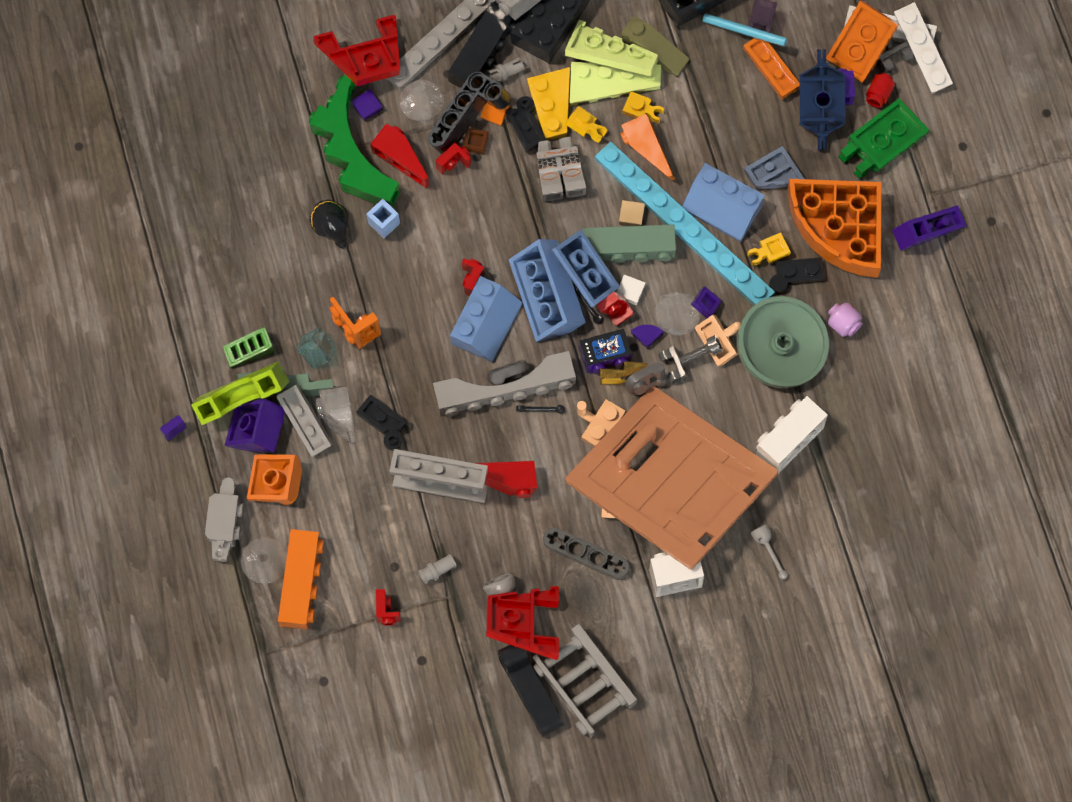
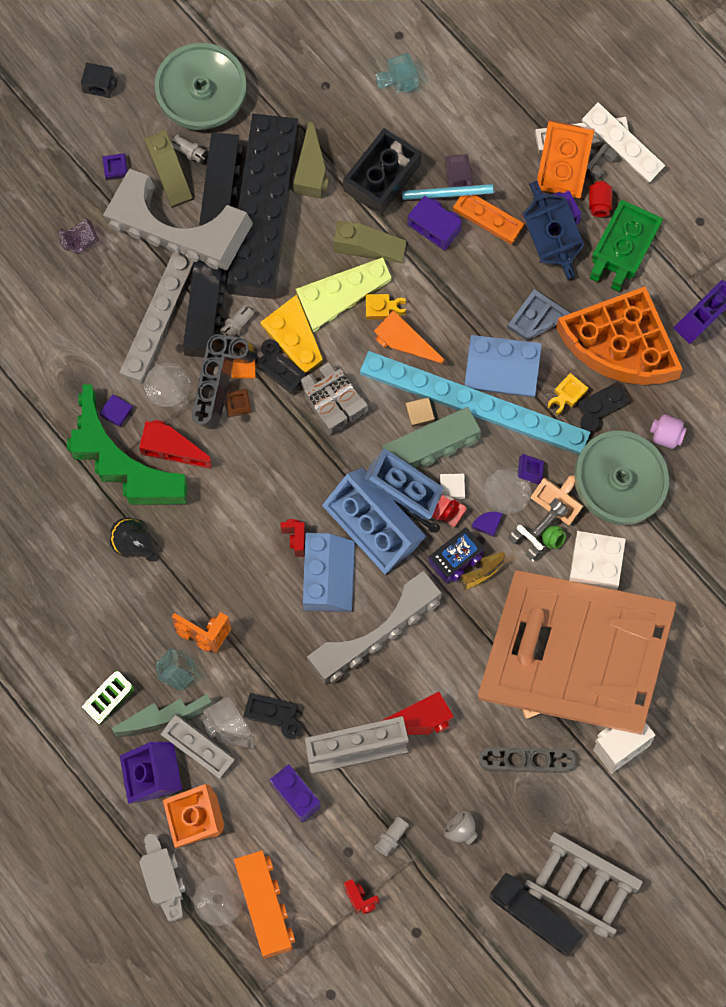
camera: 25 degrees left, 0 degrees up
(173, 428) = (70, 808): dark purple tile -> none
(250, 387) = (109, 758): lime arch -> none
(367, 60) = (99, 366): red wing -> none
(370, 496) = (295, 793): none -> dark purple brick
(383, 218) = (184, 515): light blue brick -> none
(450, 158) = (222, 432): red bracket -> none
(512, 620) = (491, 857): red wing -> none
(515, 369) = (377, 610): flat silver plate -> none
(521, 408) = (436, 630): black hinge -> none
(584, 122) = (335, 343): yellow plate -> none
(600, 423) = (484, 627): light nougat plate -> none
(602, 49) = (316, 265): yellowish green wing -> none
(647, 378) = (508, 566): flat silver plate -> none
(699, 370) = (553, 537): none -> bright green plate
(721, 52) = (434, 222): none -> dark purple brick
(727, 405) = (597, 560): none -> white brick
(762, 536) = (686, 672): light grey hinge -> none
(791, 433) = (670, 561): white brick -> none

